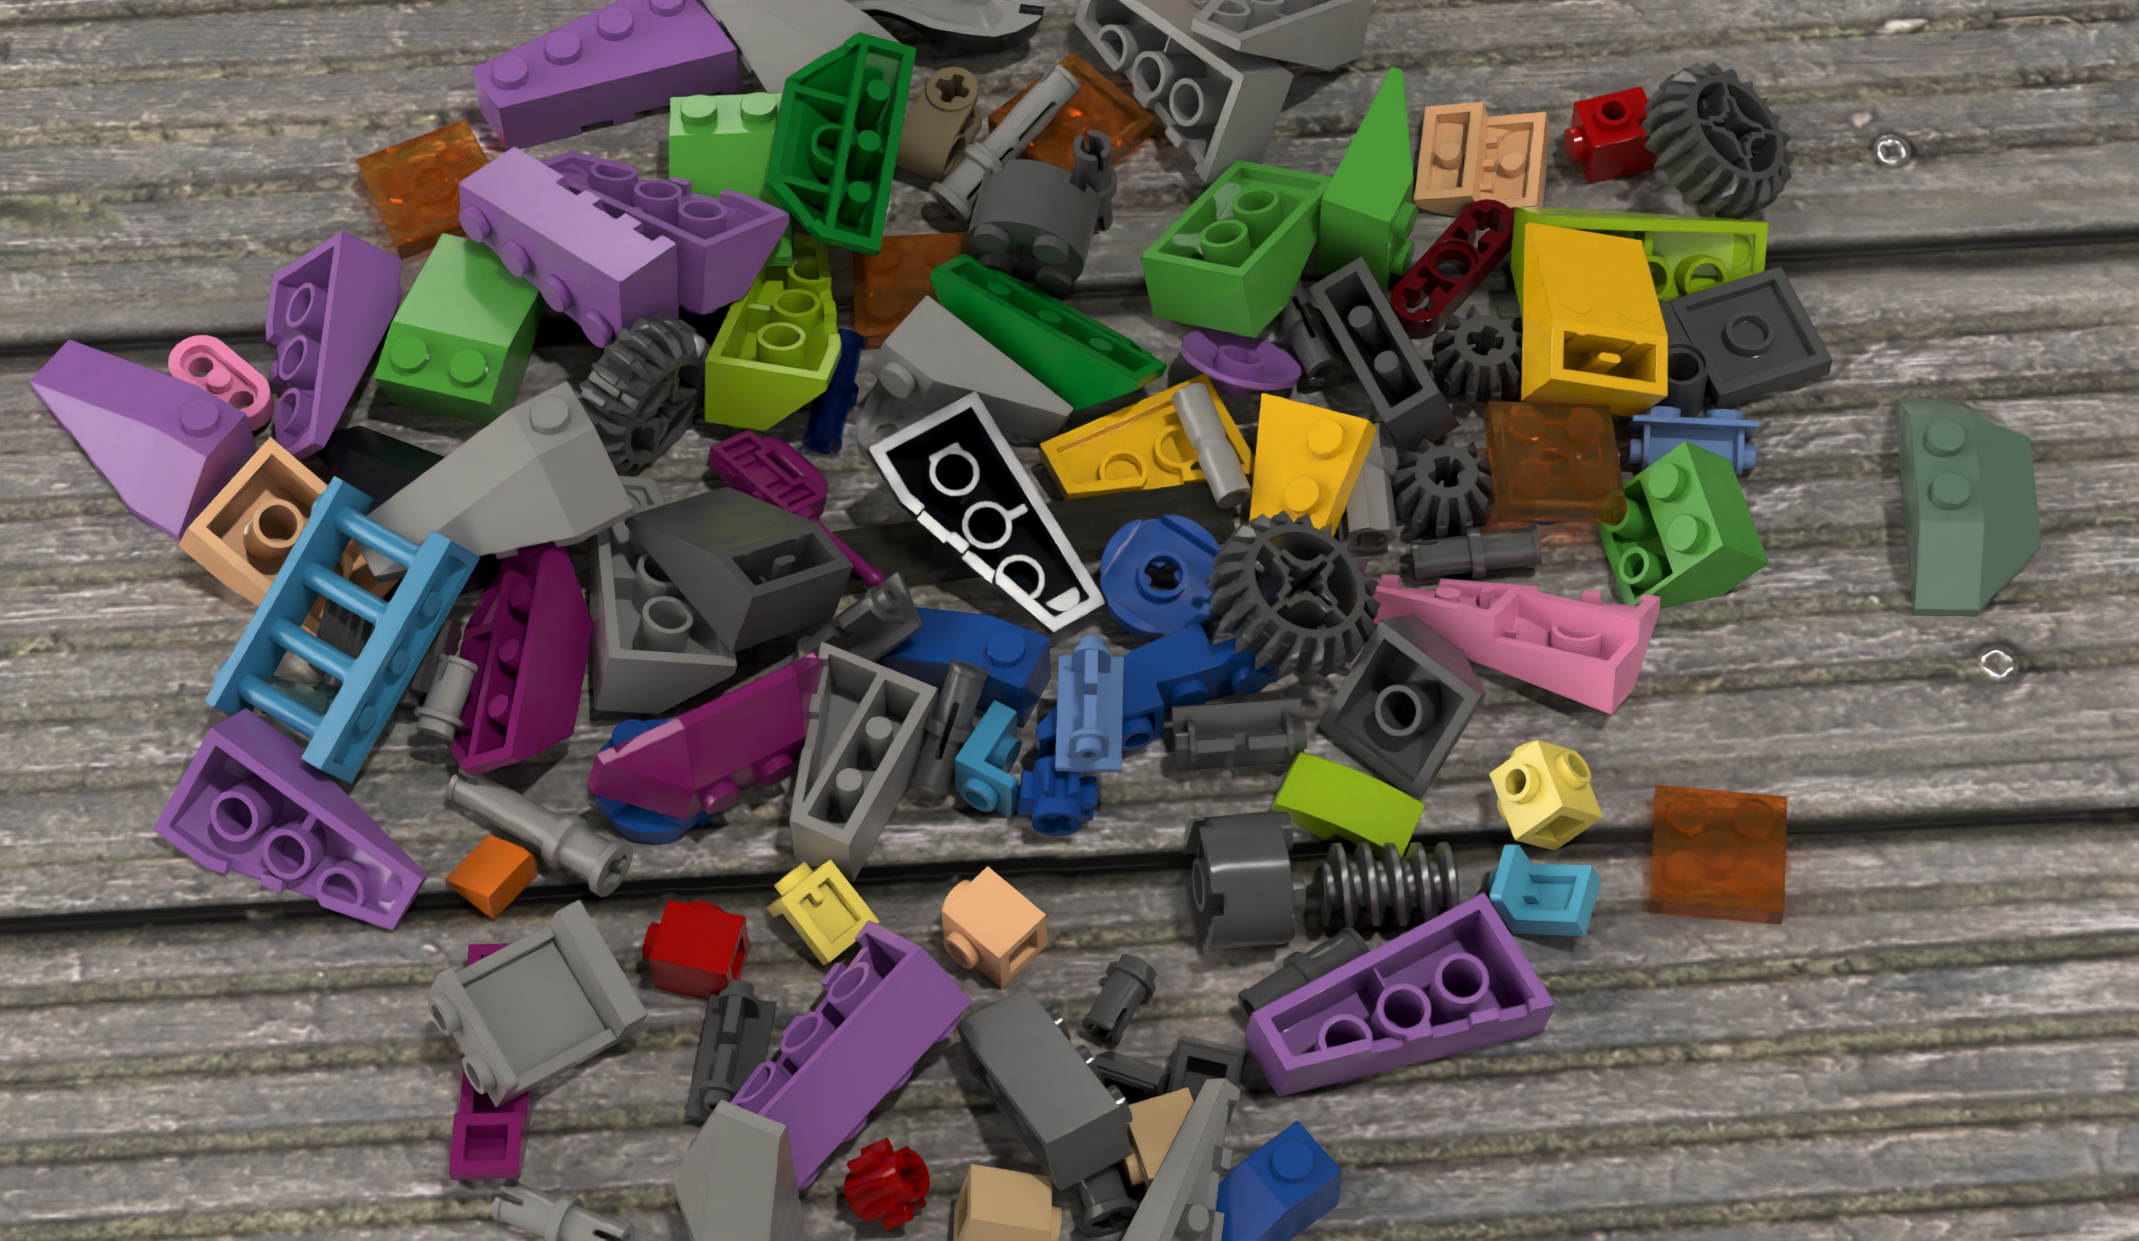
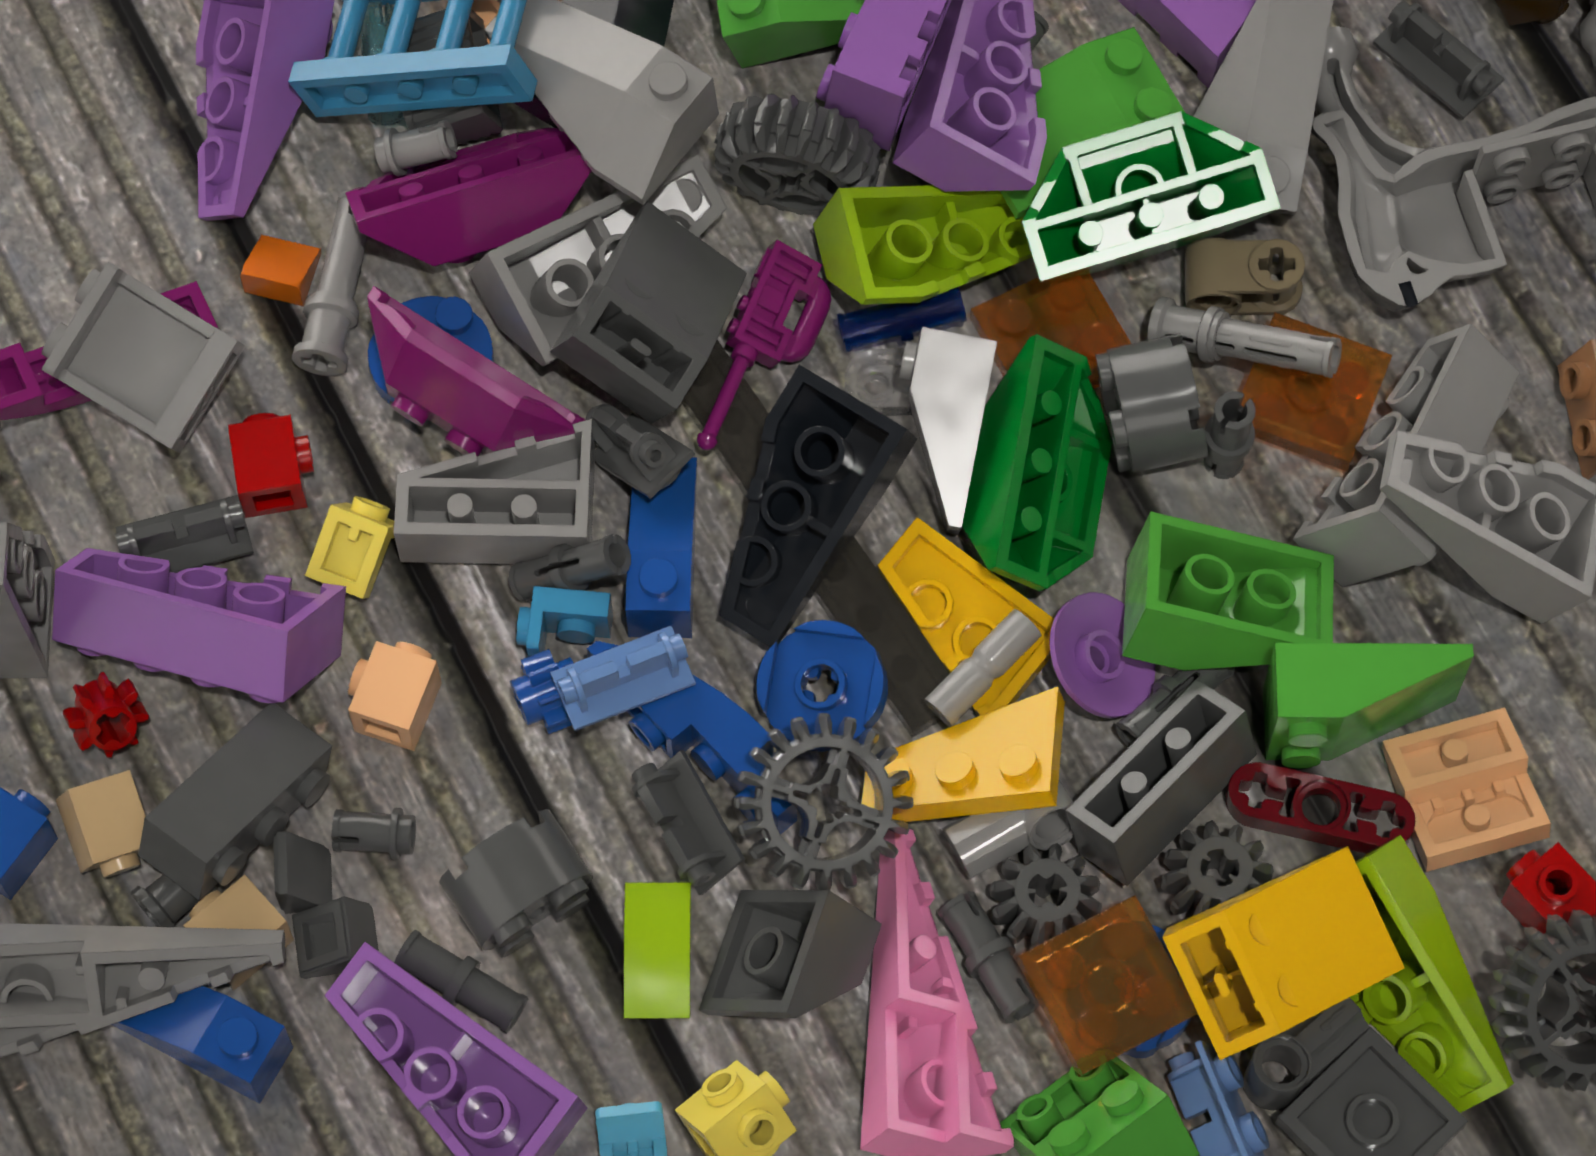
camera: 65 degrees right, 10 degrees up
(1388, 882) = (578, 1017): flat silver piece -> none

